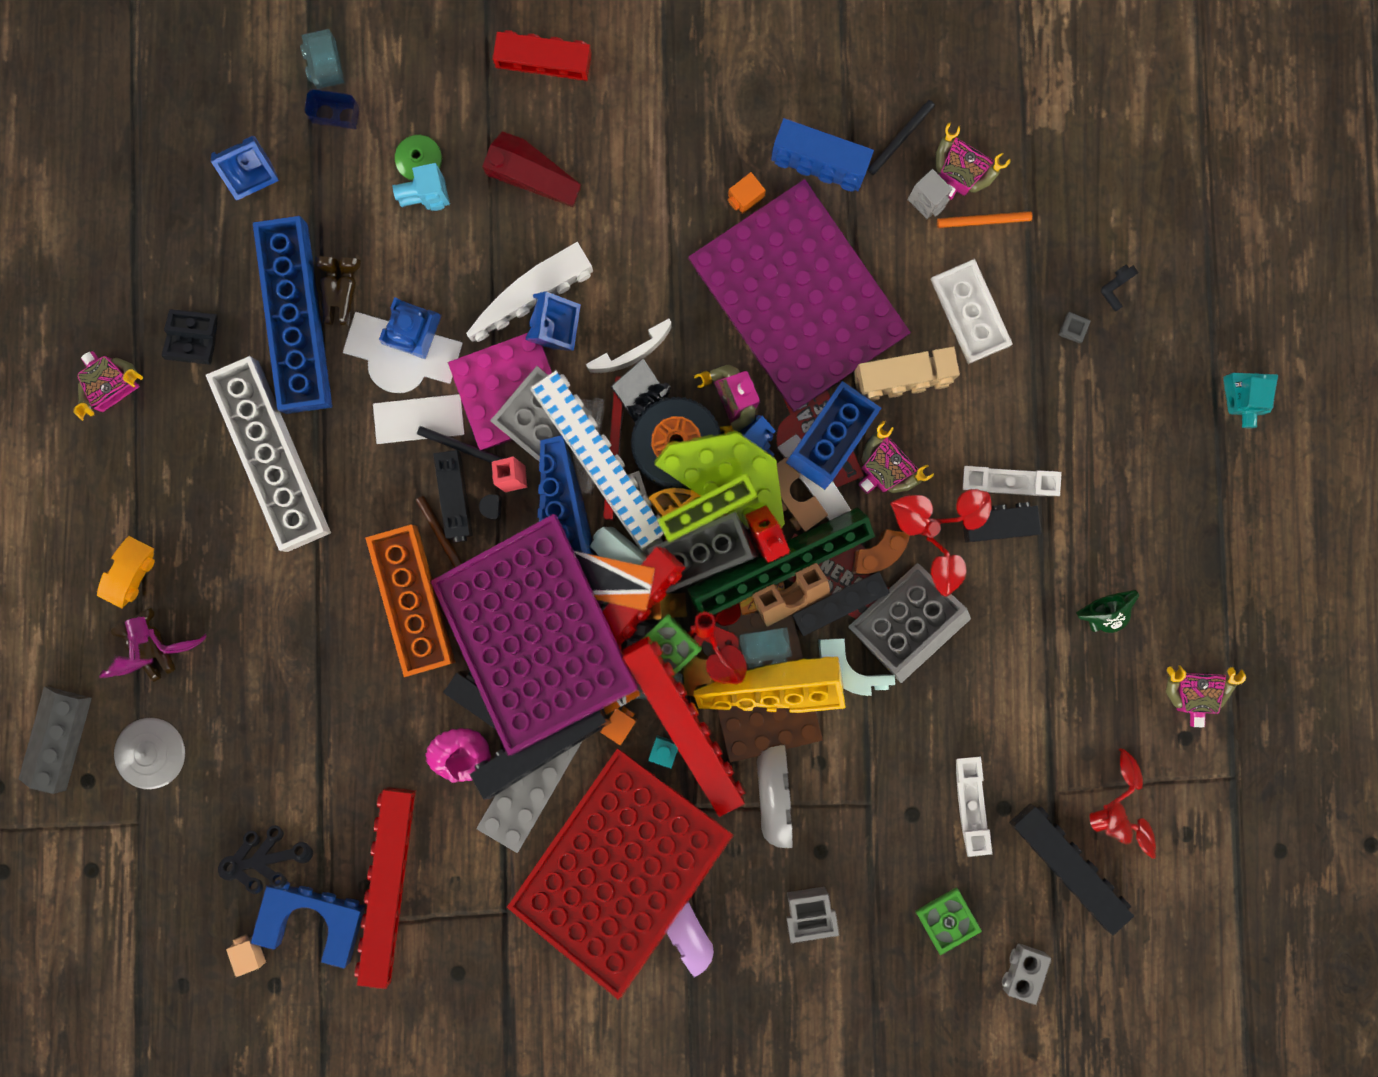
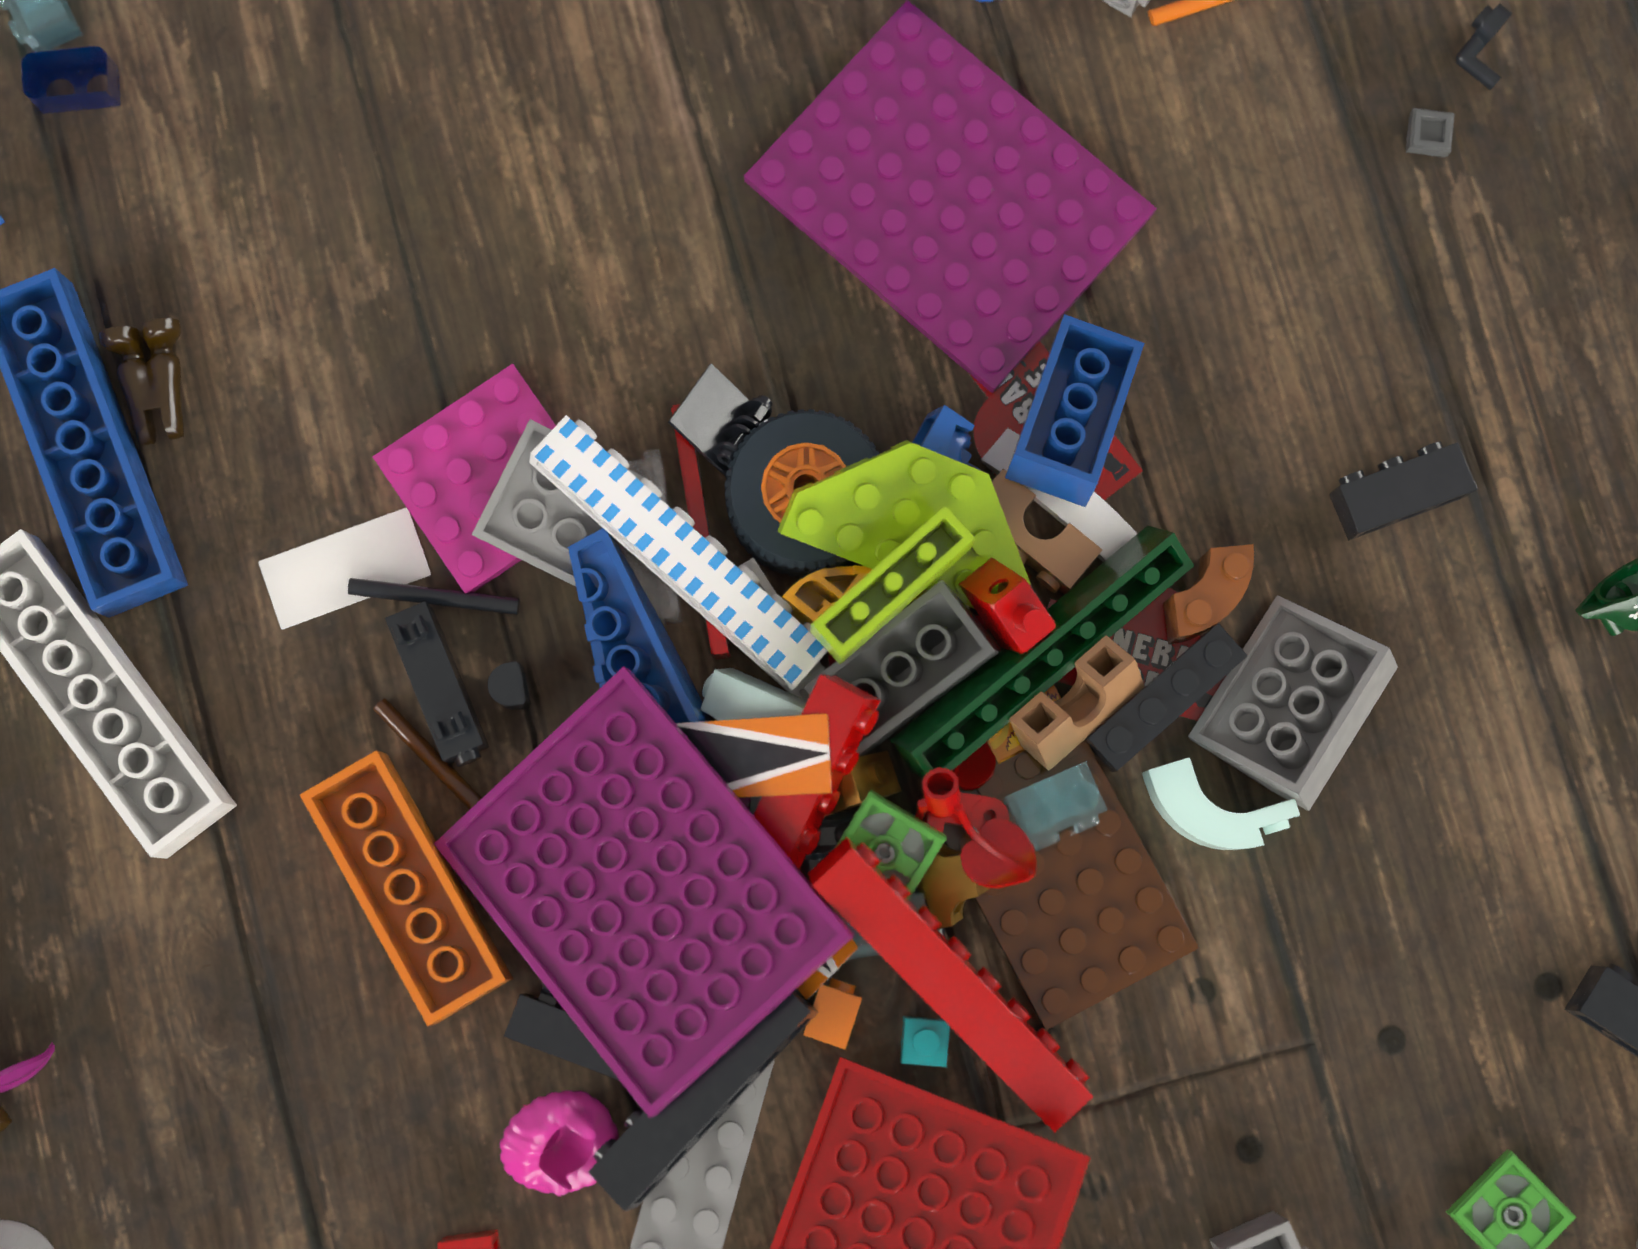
camera: 15 degrees left, 5 degrees down
(393, 368) = (285, 465): white sticker -> none
(410, 328) = (293, 416): blue brick -> none
(425, 146) = (248, 141): bright green dish -> none
(426, 188) = (262, 171): medium azure brick -> none
(509, 474) = (527, 621): coral brick -> none
(522, 165) = (425, 97): dark red wedge -> none
(551, 275) = (490, 295): white slope -> none
(554, 322) = (540, 340): blue brick -> none
(604, 364) = (647, 392): white slope -> none
(736, 394) = (886, 382): torso -> none
(746, 193) = (814, 46): orange brick -> none
(774, 797) = (1143, 1071): light grey brick -> none
(792, 685) = (1117, 863): yellow wedge -> none
(888, 465) = (1181, 440): torso -> none
(907, 373) = (1172, 275): tan piece -> none
(913, 519) = (1252, 511): red plant -> none
(971, 311) = (1249, 149): white tile -> none
(972, 806) = (1494, 998): white slope -> none
(1012, 481) = (1401, 415): white slope -> none

